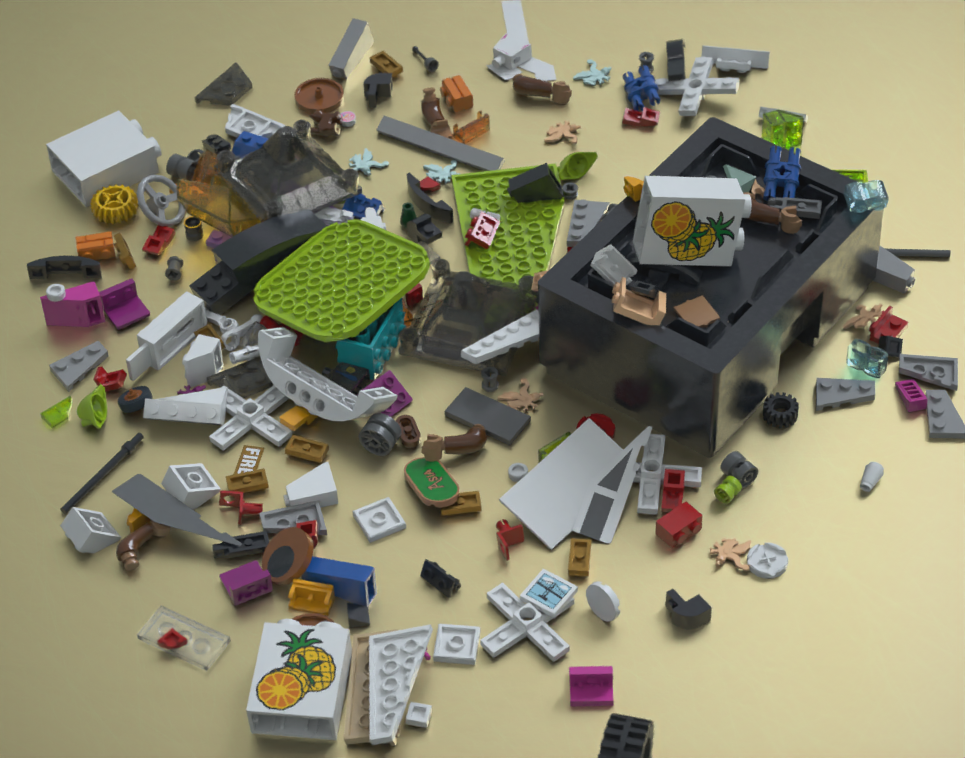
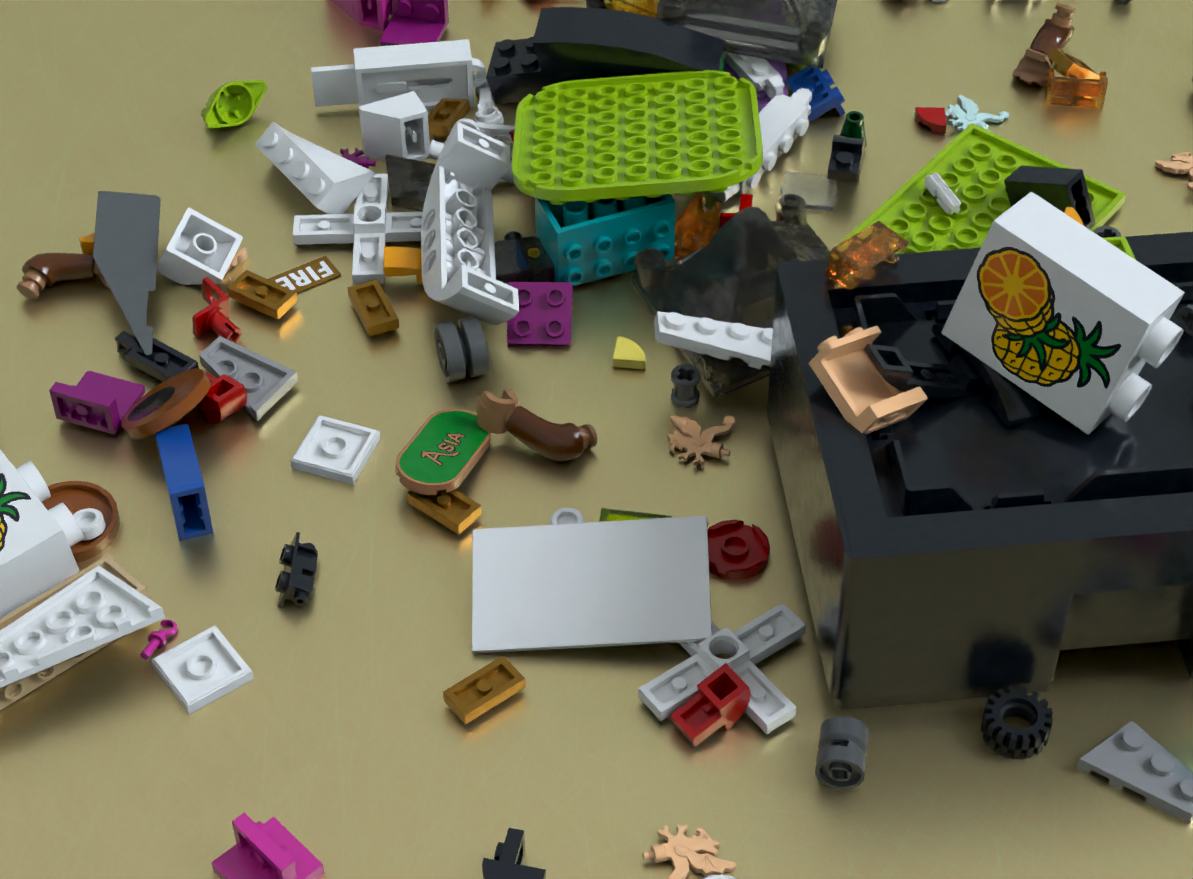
camera: 45 degrees right, 0 degrees up
(57, 413) = (200, 85): clear neon green tile -> none
(76, 365) = (283, 51): light grey wing -> none
(89, 530) = (44, 221): white slope -> none
(111, 380) = (289, 86): red bracket -> none
(126, 449) = (207, 169): black bar -> none
(134, 399) = (291, 120): black wheel -> none
(174, 266) = (520, 21): dark grey bush -> none
(311, 487) = (315, 354): white slope -> none
(311, 597) = (133, 475): light orange hinge -> none
(357, 615) = (150, 536): black slope -> none
(367, 162) = (888, 48): light aqua piece -> none
(410, 433) = (508, 371): reddish brown plate -> none
(418, 714) = (35, 713): white plate -> none
(438, 211) = (899, 148): black slope -> none
(439, 144) = (1009, 85): light grey tile -> none
(444, 385) = (628, 354): none -> light yellow tile
(456, 93) = (1108, 40): orange brick -> none
(461, 118) = (1071, 66): none -> pearl gold plate
(482, 230) = (912, 205): bracket -> none
(497, 418) = (627, 429): dark grey tile -> none
(508, 536) = (439, 590): red bracket -> none
(517, 628) = (306, 731): white piece -> none
(548, 593) = (372, 699): tile -> none
(573, 253) = (863, 252): none -> clear orange hinge
(576, 165) = (1150, 213): lime hat -> none
(603, 601) = (417, 767): white tile -> none
(609, 493) = (627, 638): white sticker -> none
(613, 265) = (899, 311): white hinge -> none
(679, 524) = (662, 757): red brick -> none
(697, 312) = (951, 461): medium nougat piece -> none
(728, 489) = (788, 767): lime wheel -> none

